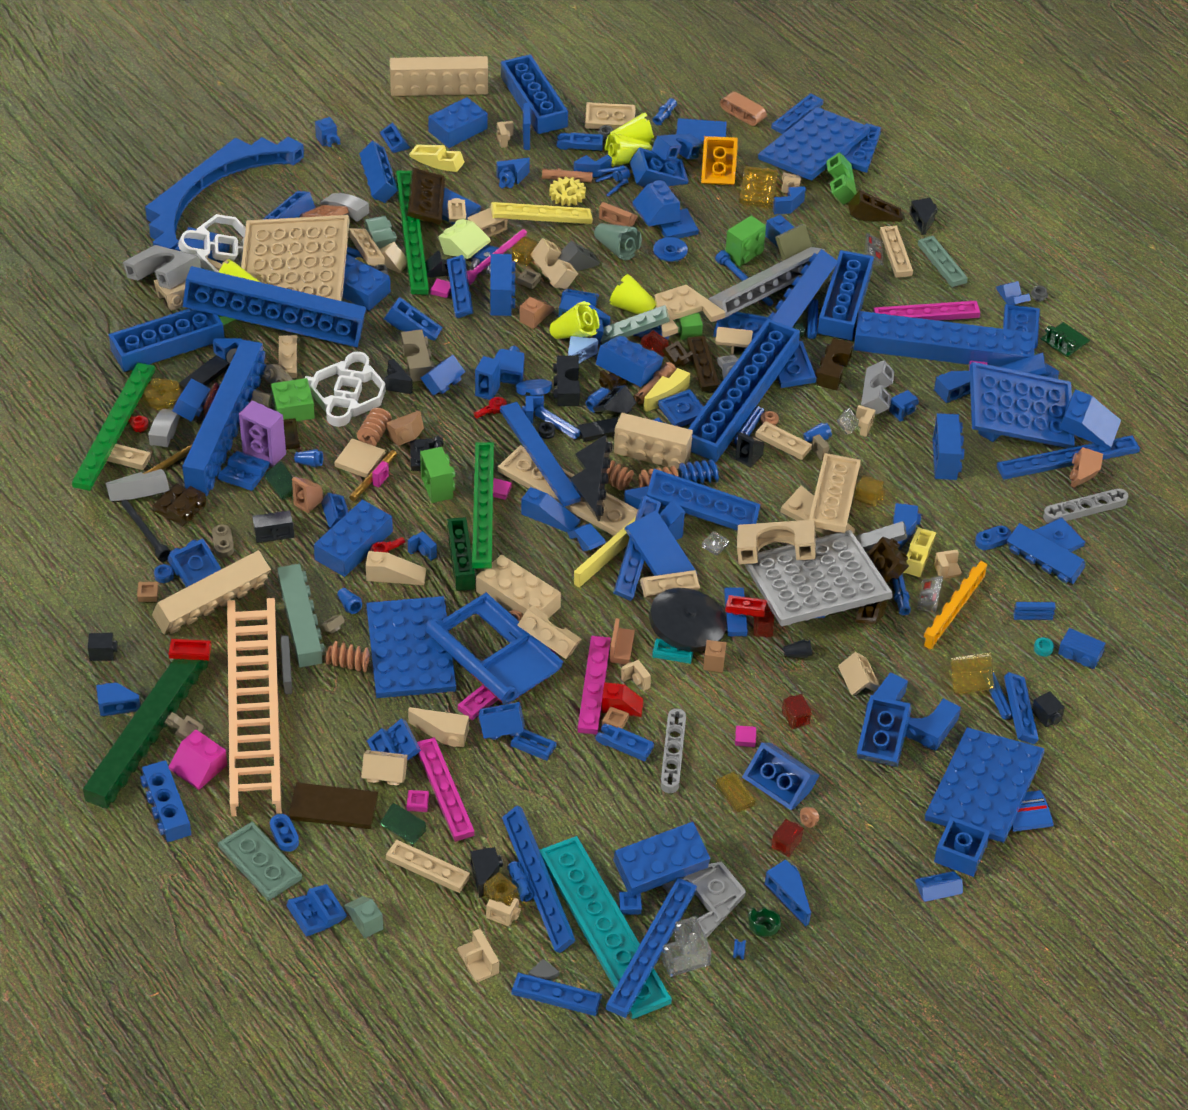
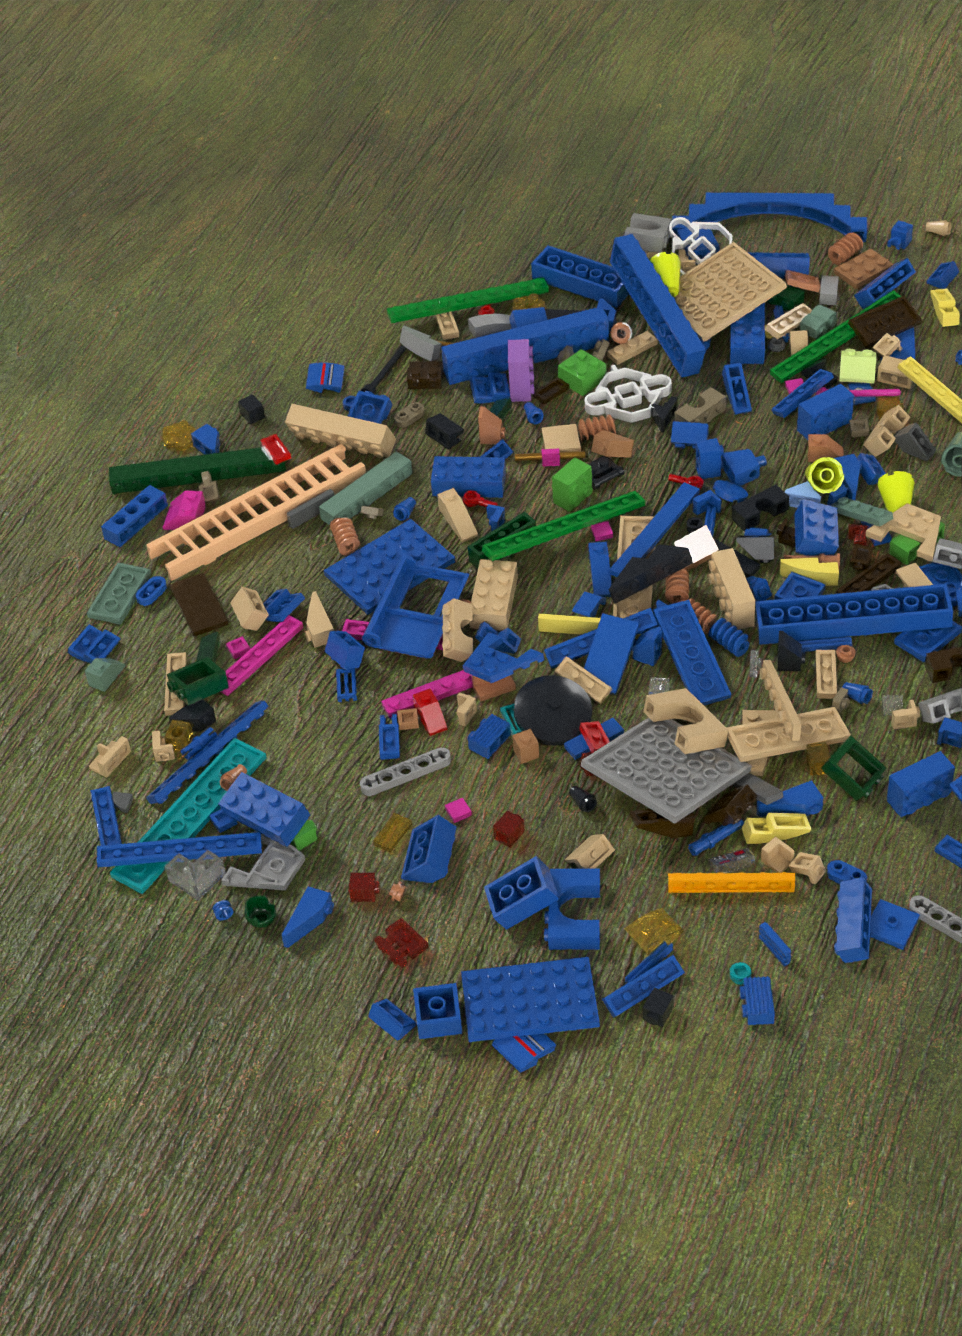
camera: 65 degrees right, 0 degrees up
(76, 710) = (171, 433): none -> clear yellow plate
(108, 574) = (324, 376): none -> blue slope
(147, 591) = (324, 403): medium nougat plate -> none
(272, 349) = (615, 335): none -> nougat head
(307, 170) = (845, 248): none -> nougat piece
(338, 175) = (862, 268): none -> medium nougat plate
(340, 107) = (939, 227): none -> tan cone
(450, 827) = (214, 681): none -> dark green window
(572, 615) = (509, 638): none -> blue slope
(577, 436) = (700, 546): none -> tile
(597, 870) = (229, 777): none -> nougat cone
(612, 628) = (494, 665): none -> blue wing
(682, 674) = (489, 736): none -> blue brick
(738, 474) = (755, 663): none -> clear plate
(802, 475) = (781, 700): none -> tan plate
(865, 834) = (406, 938): none -> clear red plate
(888, 468) = (861, 756): none -> dark green window
(971, 552) = (808, 865): none -> tan bracket

